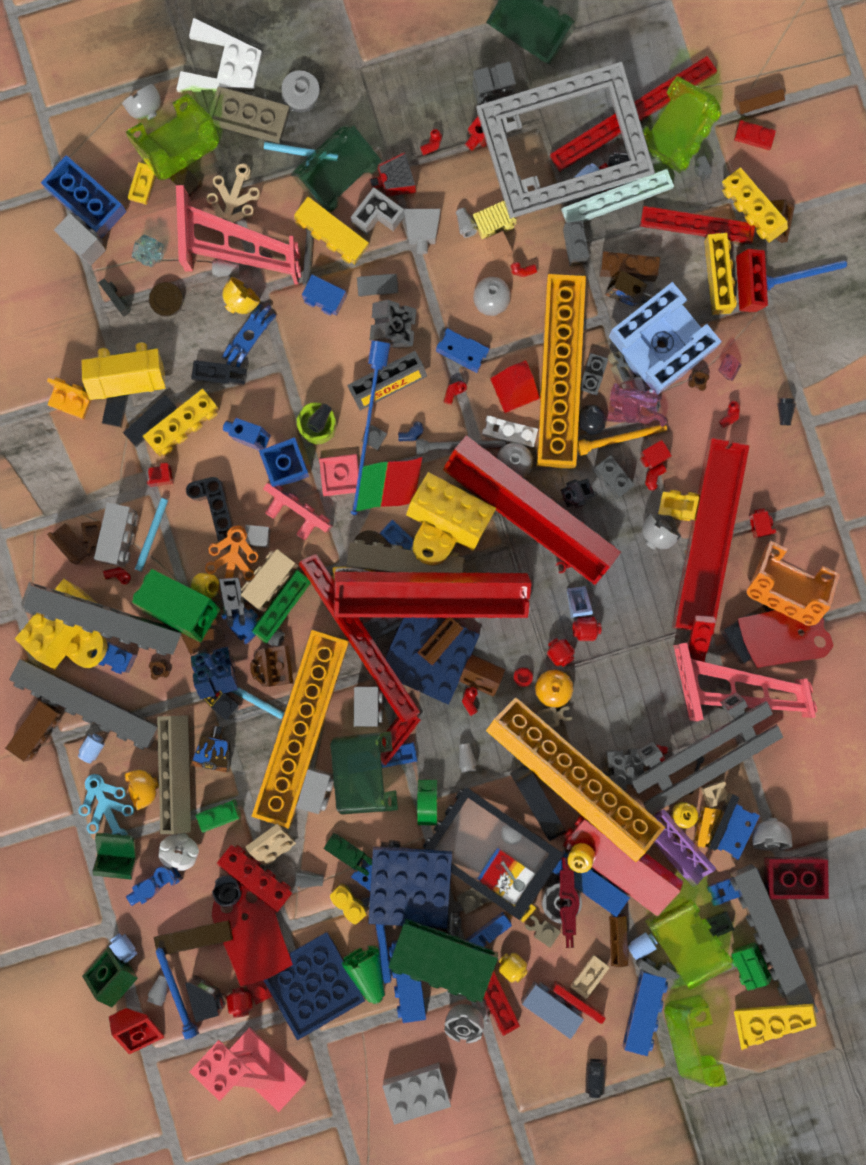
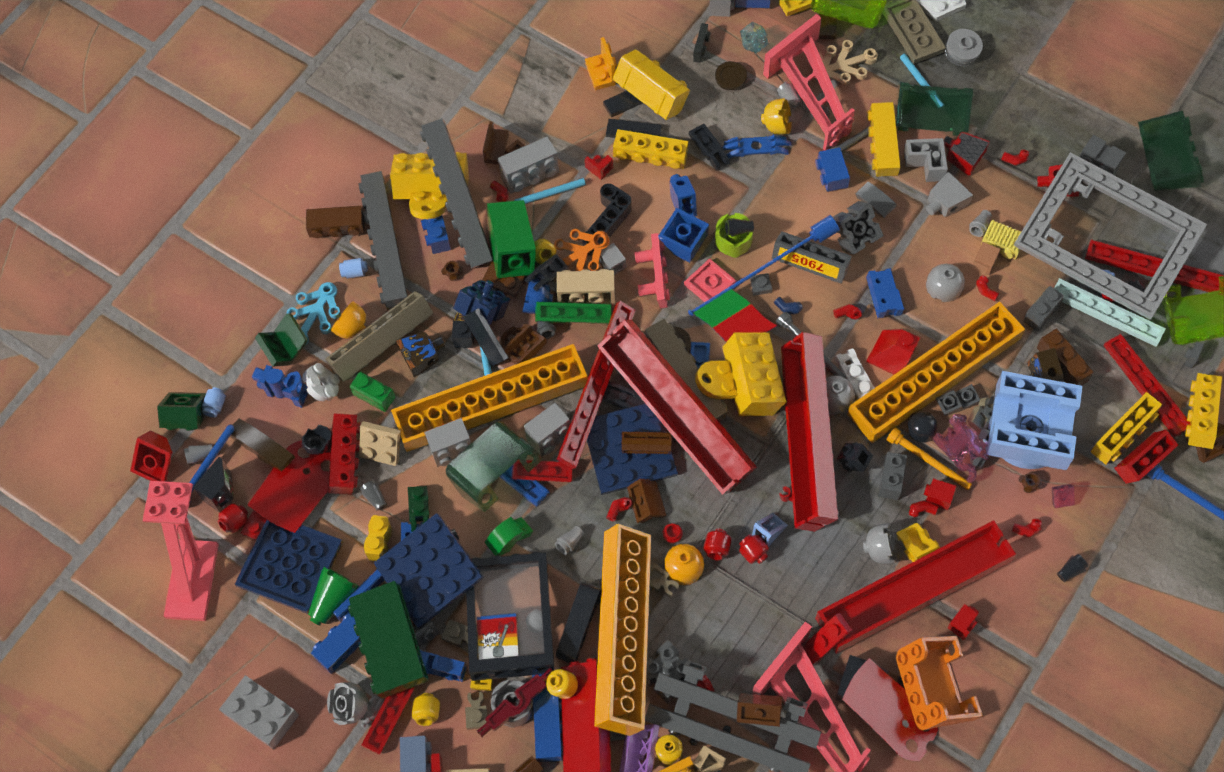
camera: 50 degrees right, 20 degrees down
(246, 693) = (485, 337): none -> black tile
(715, 731) = (759, 709): none -> reddish brown panel

